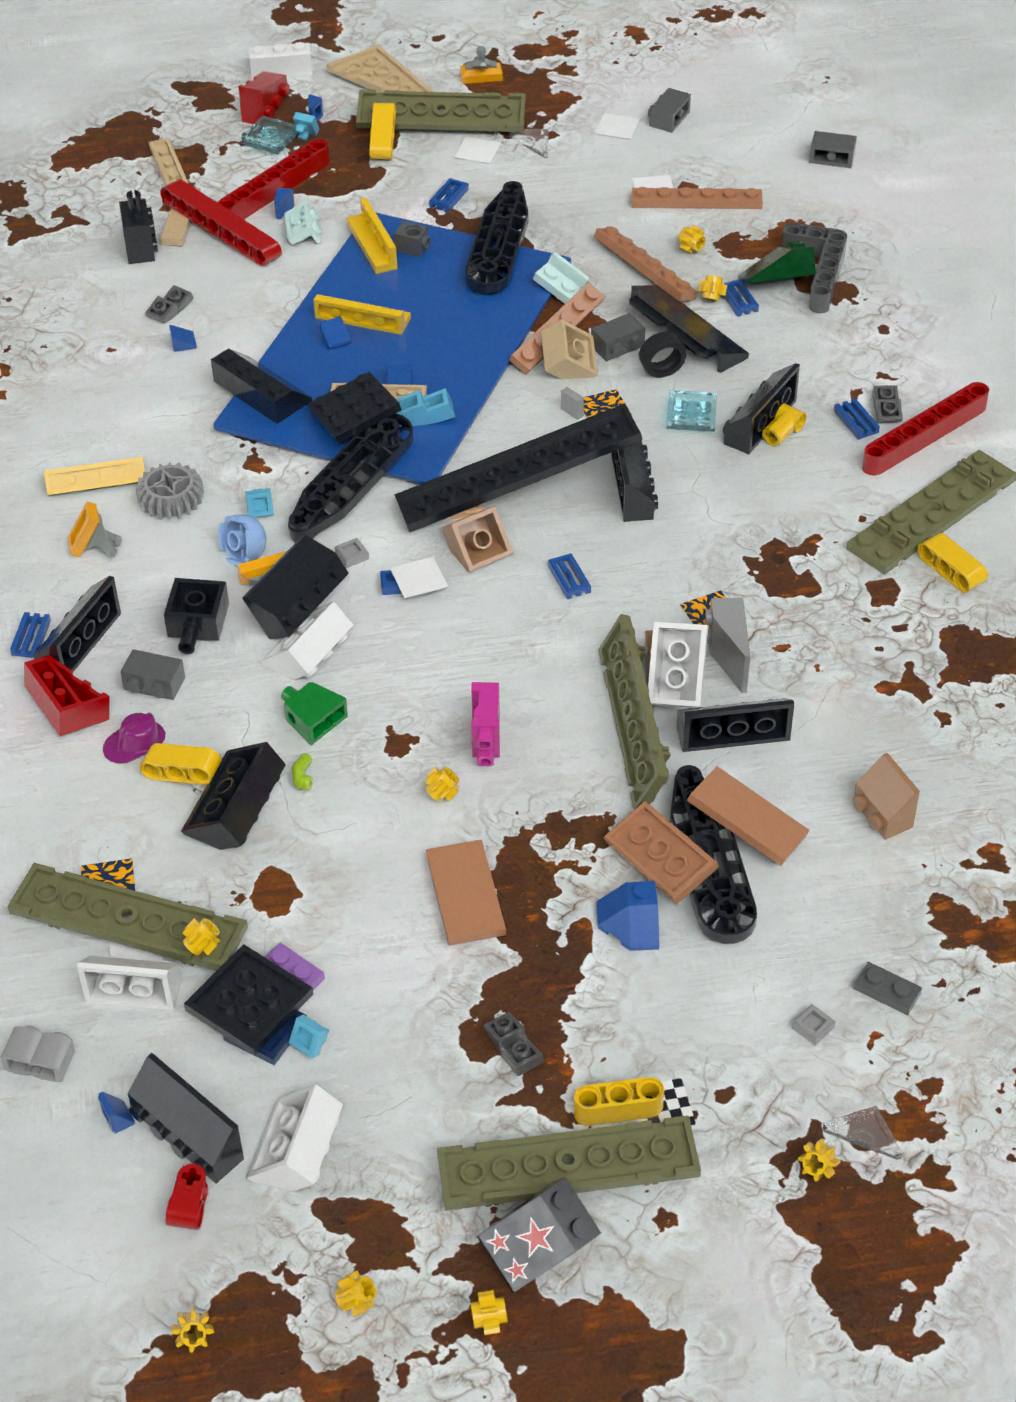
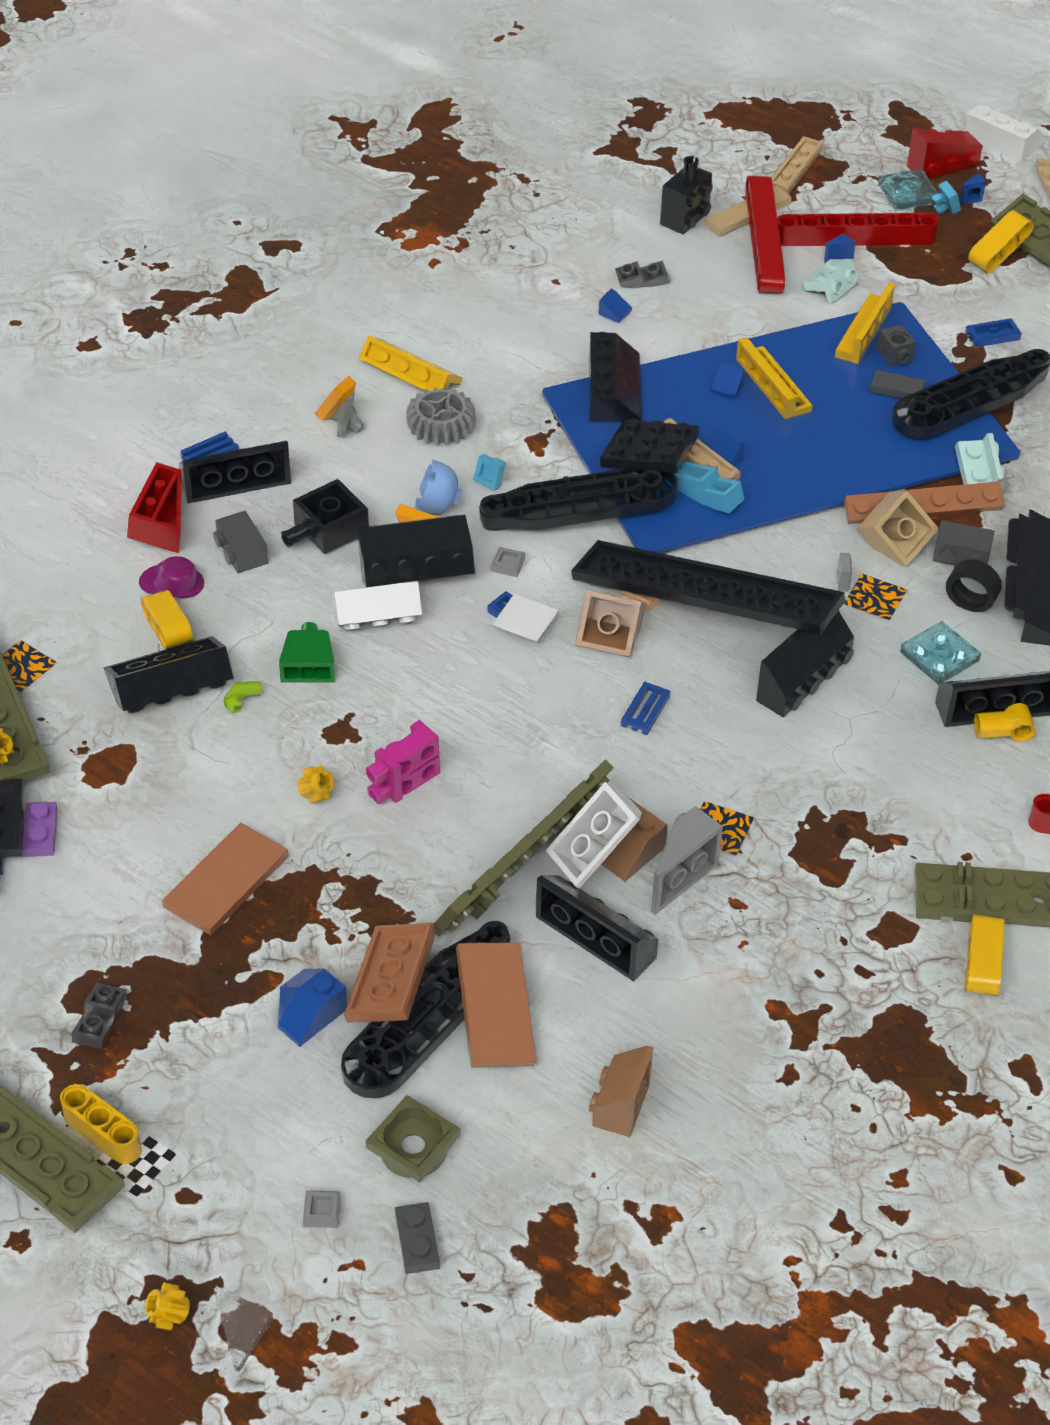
camera: 45 degrees right, 0 degrees up
(443, 265) = (895, 384): none -> dark grey tile
(814, 919) = (407, 1120): none -> olive piece

